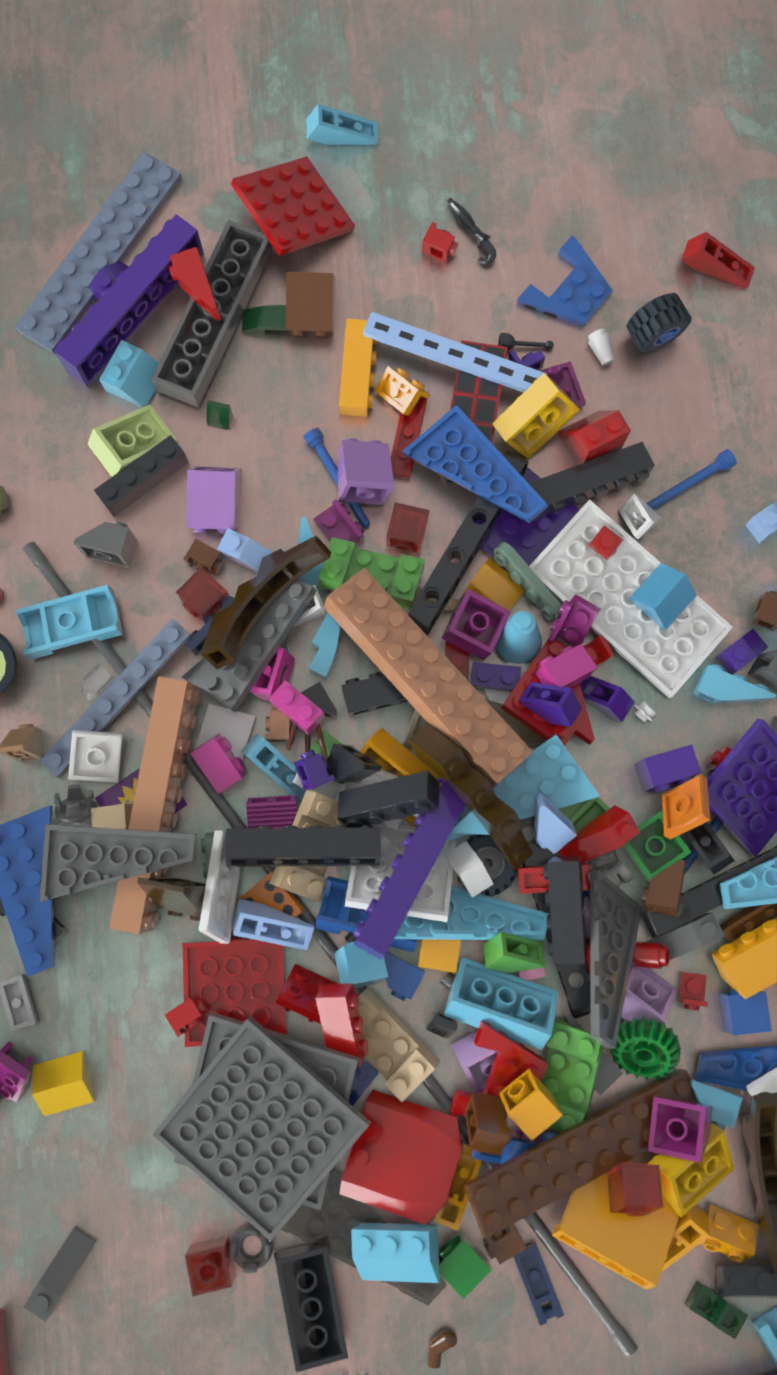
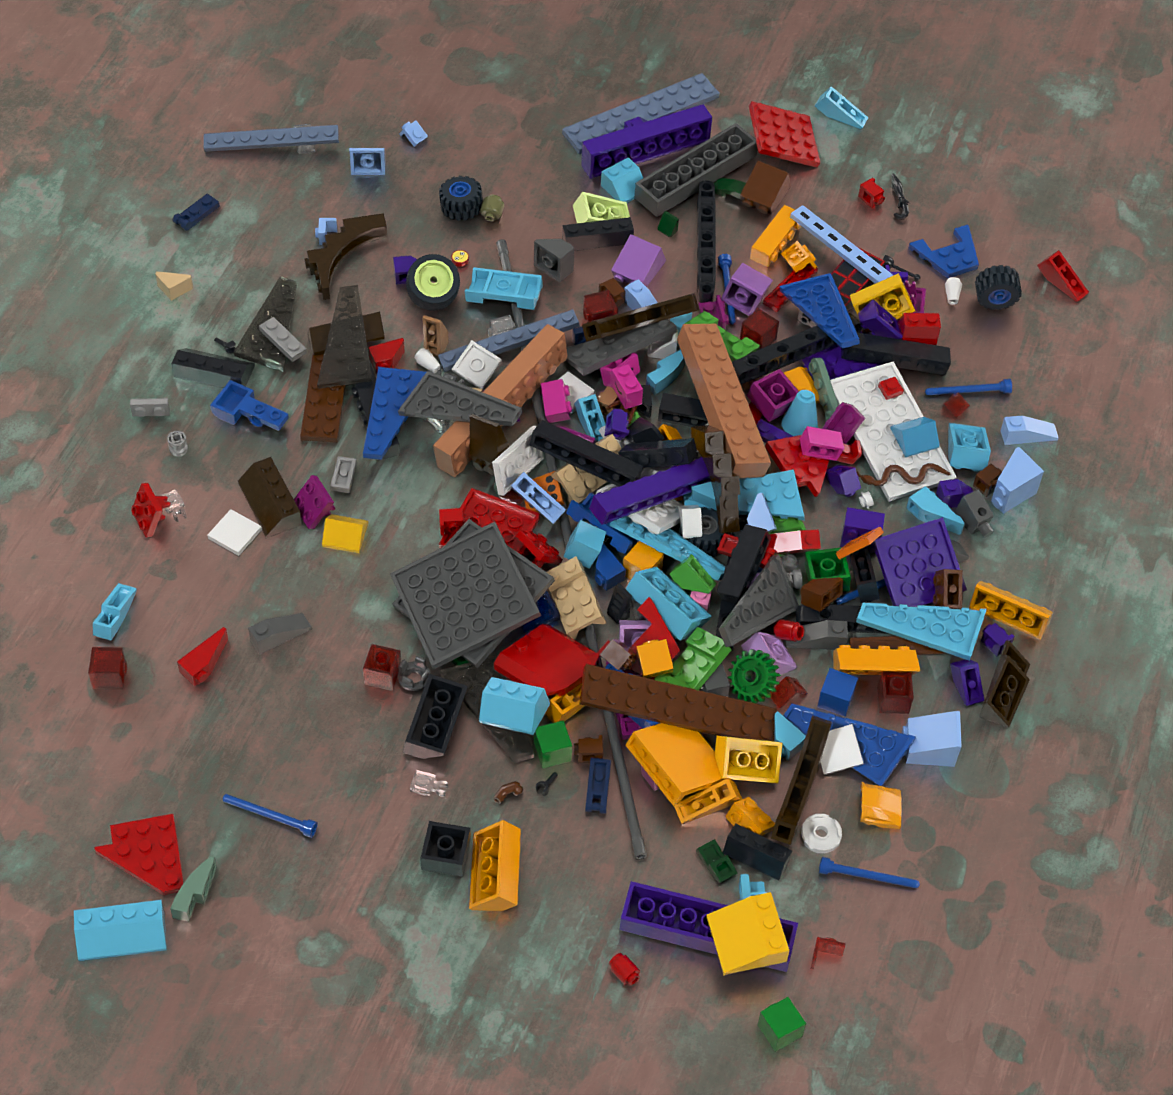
camera: 25 degrees right, 25 degrees down
(30, 776) = (427, 360): none -> white cone
(192, 277) = (694, 141): red slope -> none
(283, 432) = (706, 241): none -> black beam
(341, 1019) = (555, 557): red brick -> none
(477, 1313) = (546, 784): none -> black hand
(547, 447) = (879, 321): none -> dark purple slope
(552, 703) = (801, 452): dark purple slope -> none
(635, 1189) = (698, 737): clear red head -> none
(638, 516) = (925, 391): white slope -> none
(640, 687) = (867, 479): none -> reddish brown animal
(680, 1128) = (753, 722): magenta slope -> none
(681, 516) = (956, 404): none -> clear red slope
(687, 1034) = (786, 691): none -> clear red bracket
(691, 990) = (807, 670): red bracket -> none
(725, 573) = (968, 447): none -> medium azure slope

